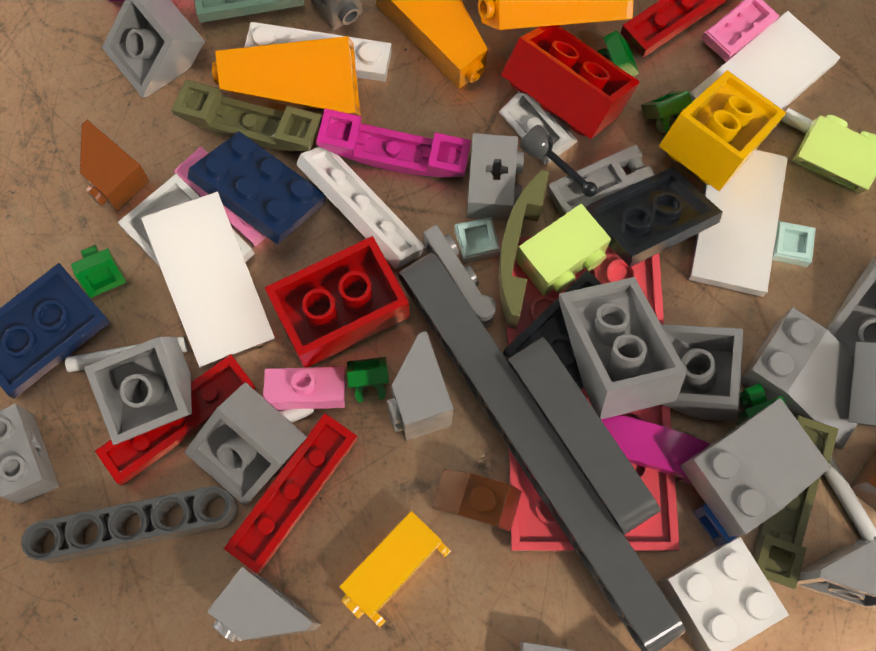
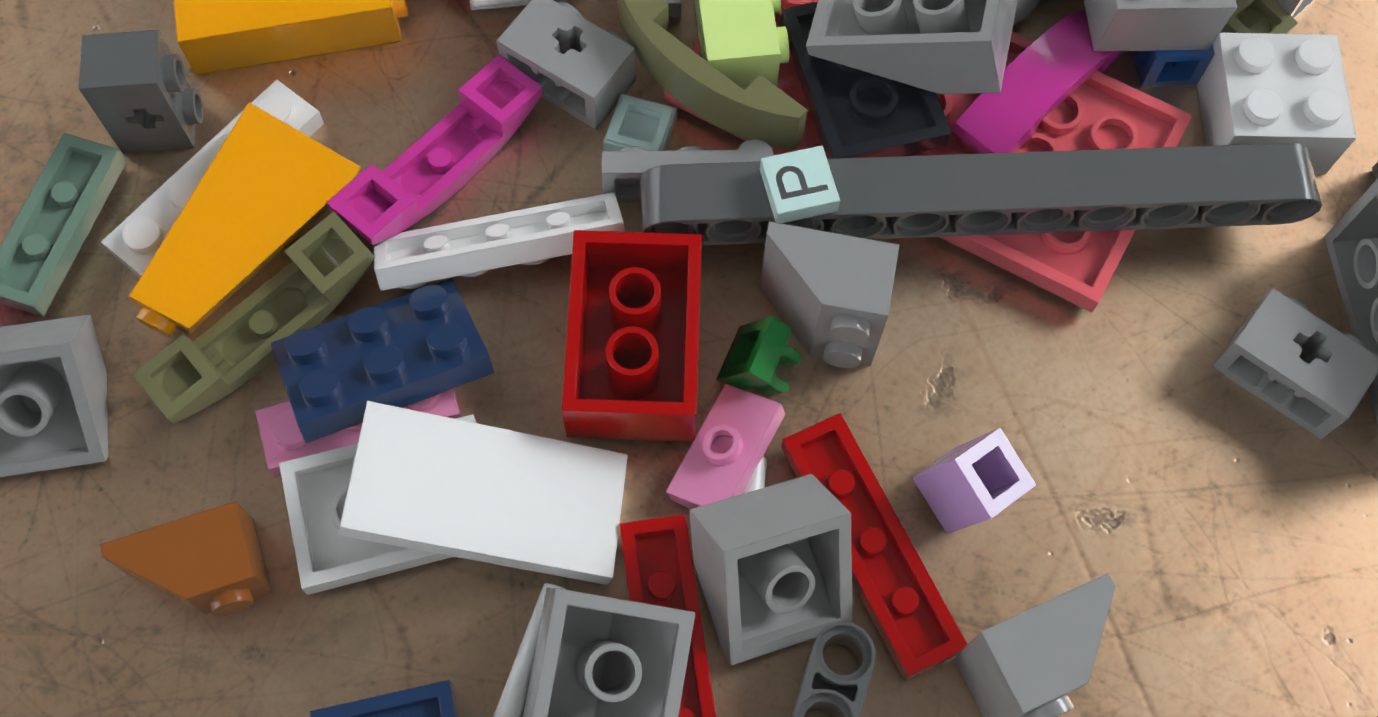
camera: 60 degrees left, 5 degrees down
(98, 271) = (362, 657): green tile -> none
(351, 529) = (974, 481): none -> lavender brick
(390, 567) = (1068, 500): yellow brick -> none
(465, 336) = (799, 184): none -> light aqua tile
(477, 498) = (1010, 306): reddish brown slope -> none
(584, 435) = (1007, 116): dark grey beam -> none

